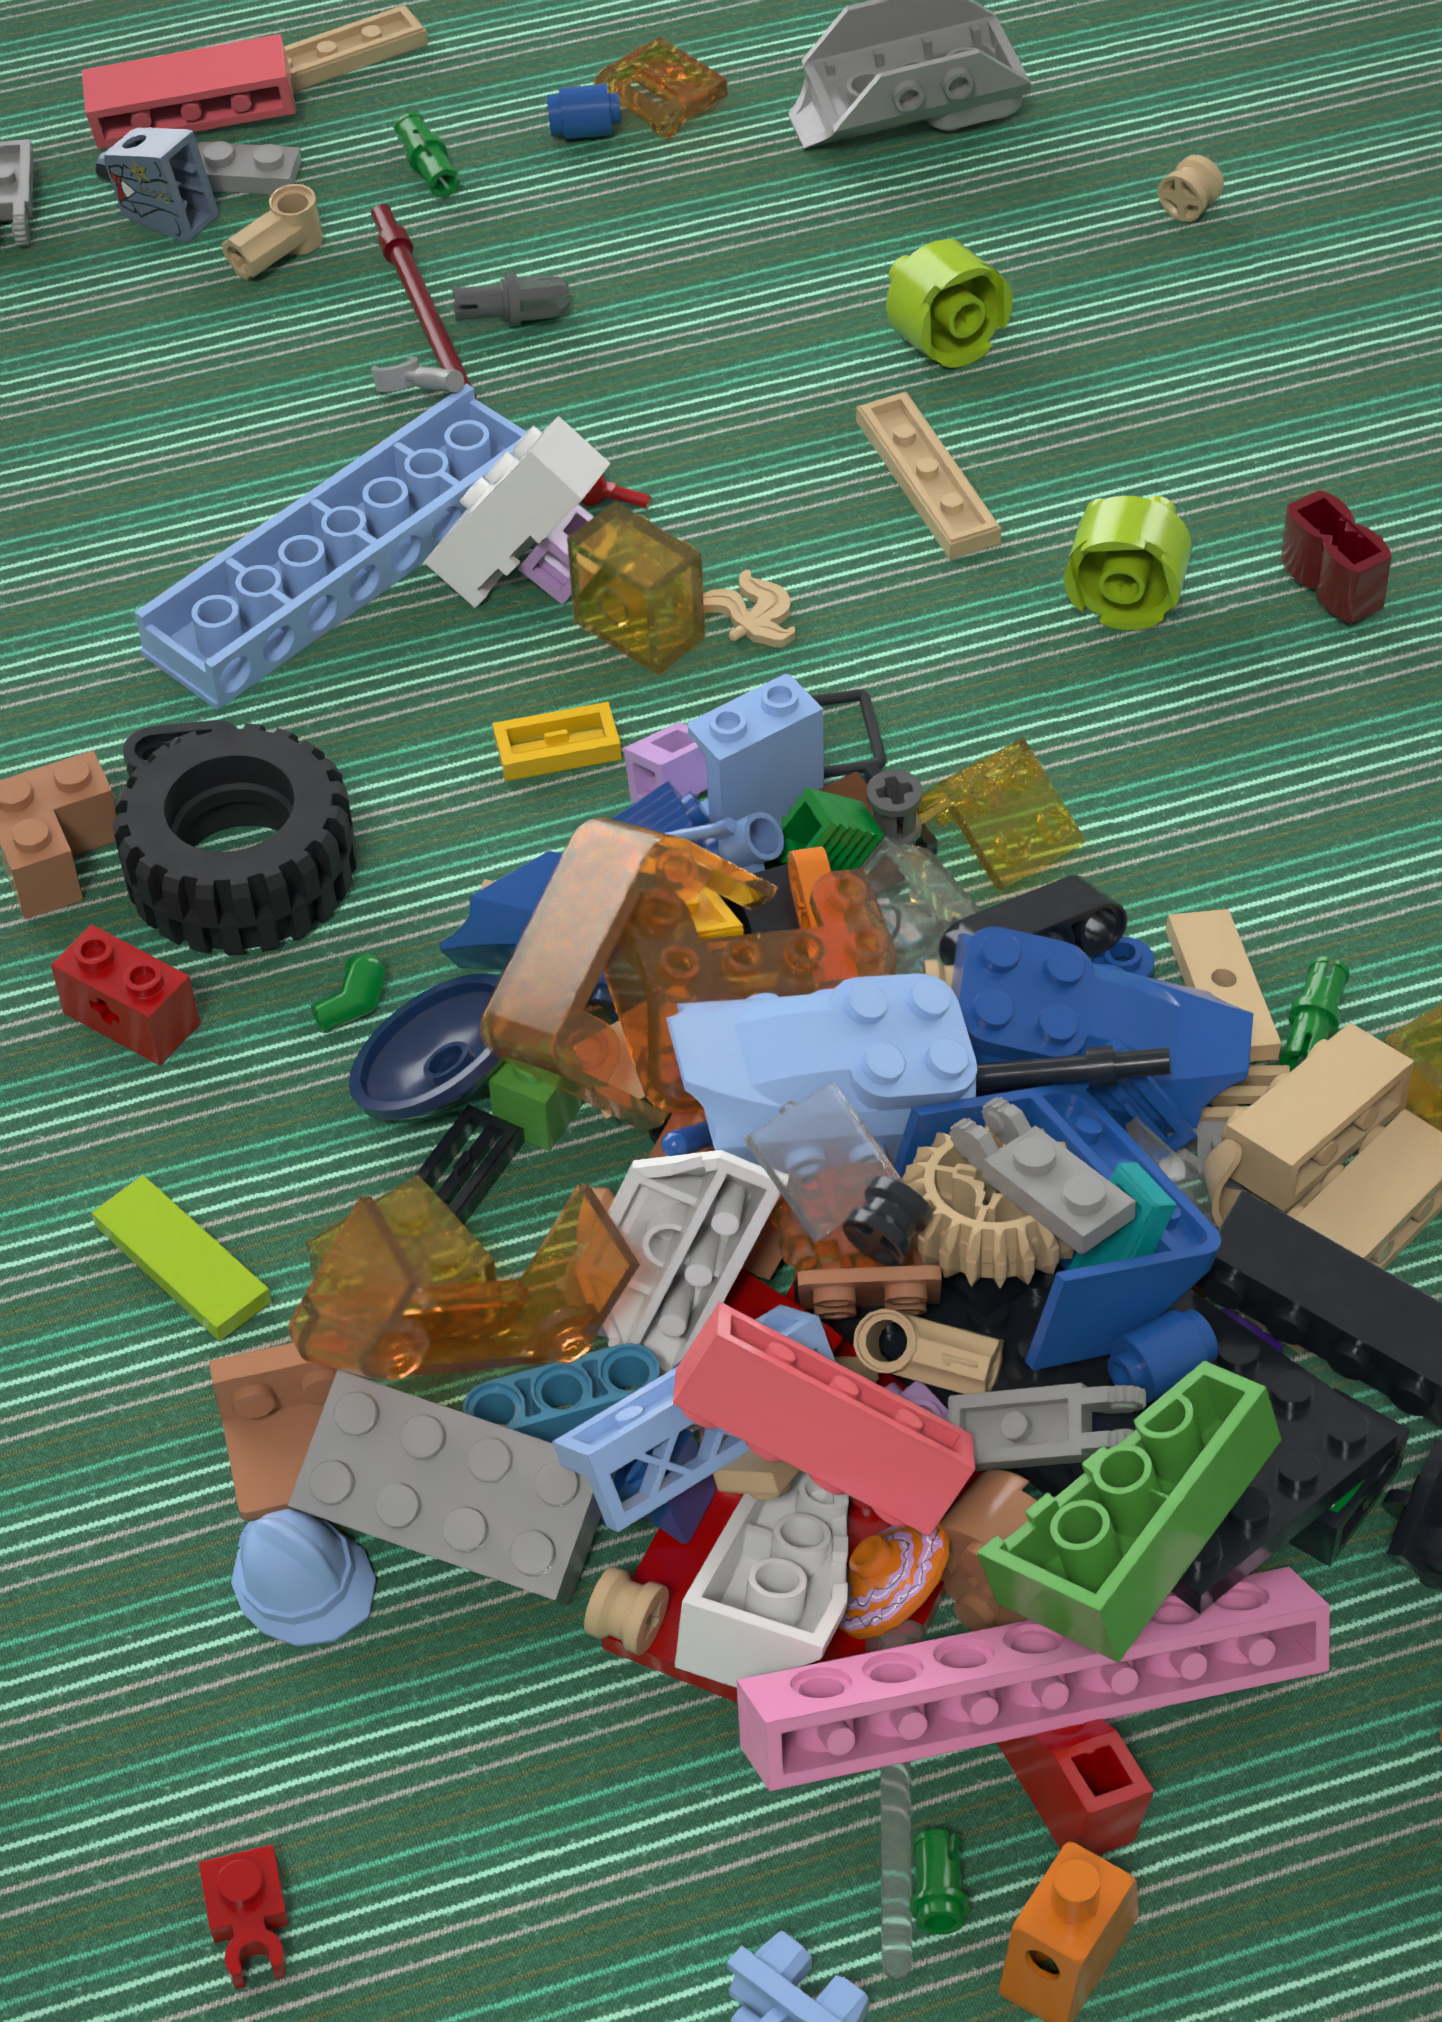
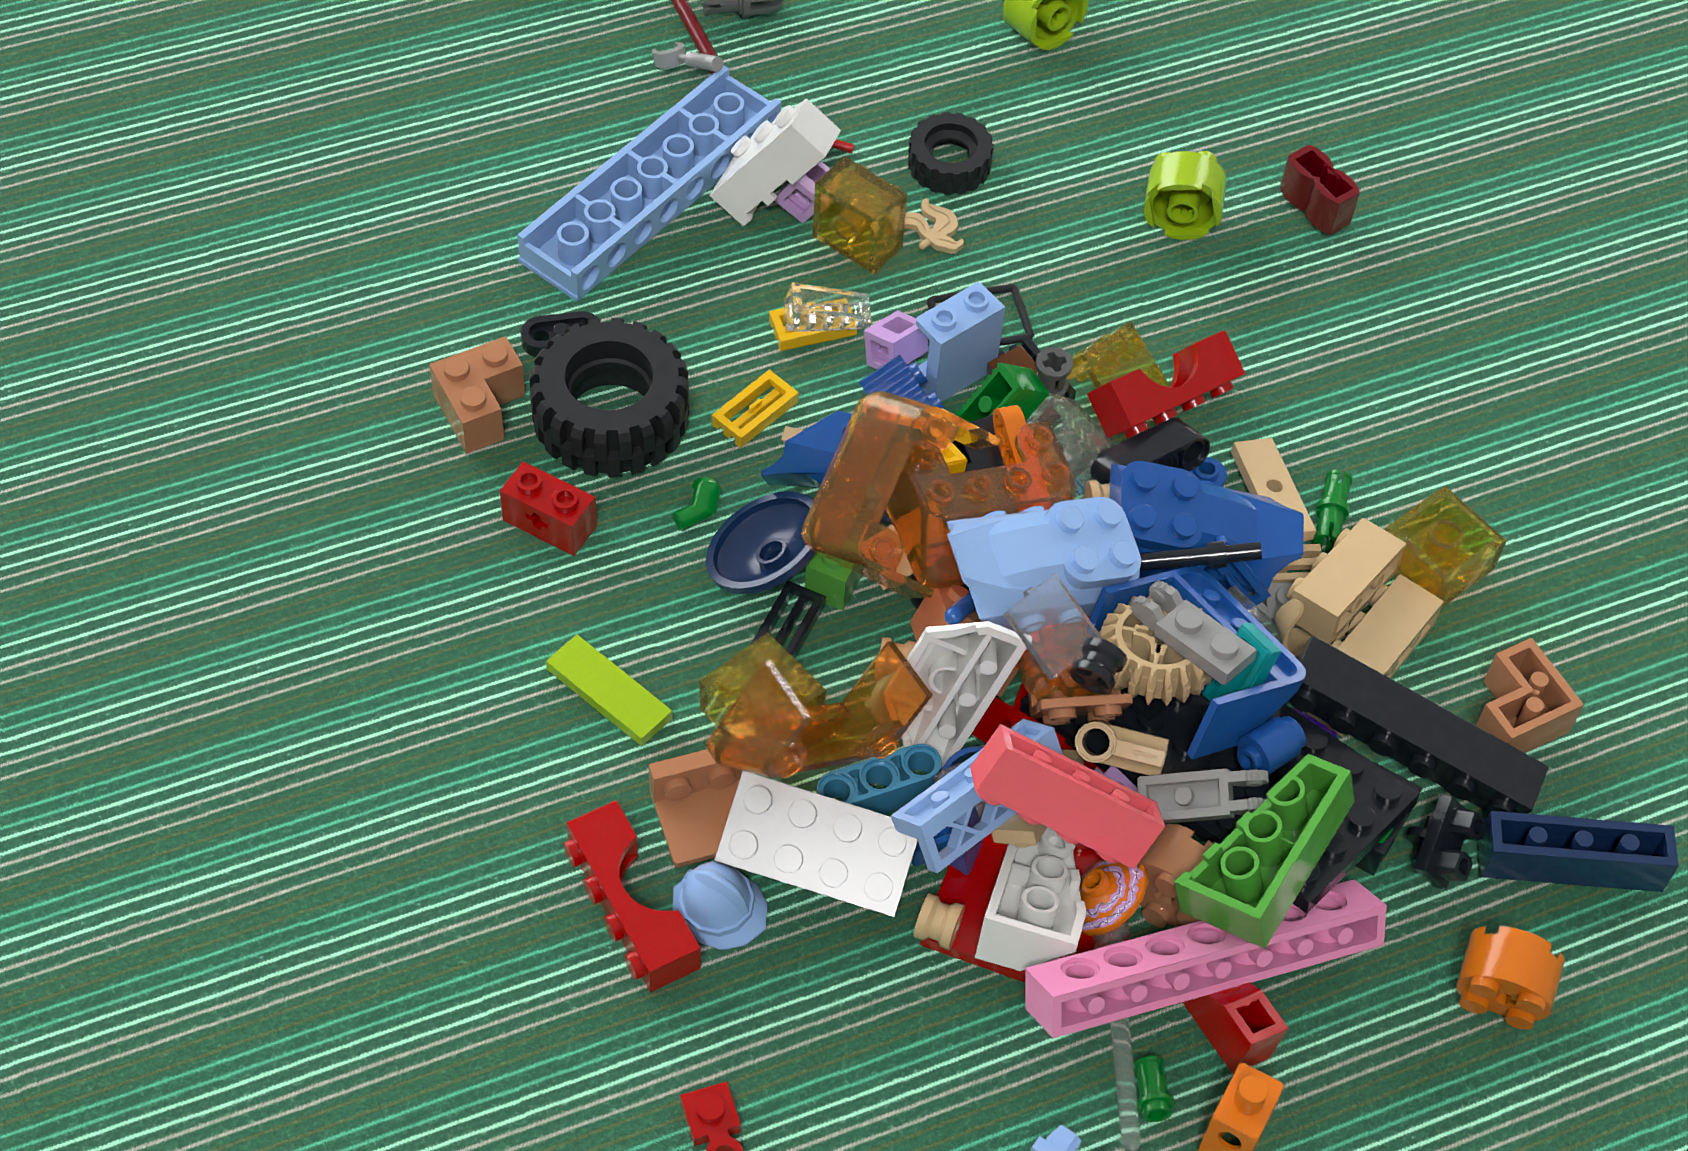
camera: 10 degrees left, 5 degrees up
(193, 1623) = (656, 940): none -> red arch
(461, 865) = (760, 413): none -> yellow tile
(554, 715) = (804, 313): none -> clear slope
(743, 842) = (958, 399): medium blue plant -> none
(788, 475) = (952, 130): none -> black tyre
(928, 475) = (1040, 129): tan tile -> none
(1013, 848) = (1135, 398): none -> red arch

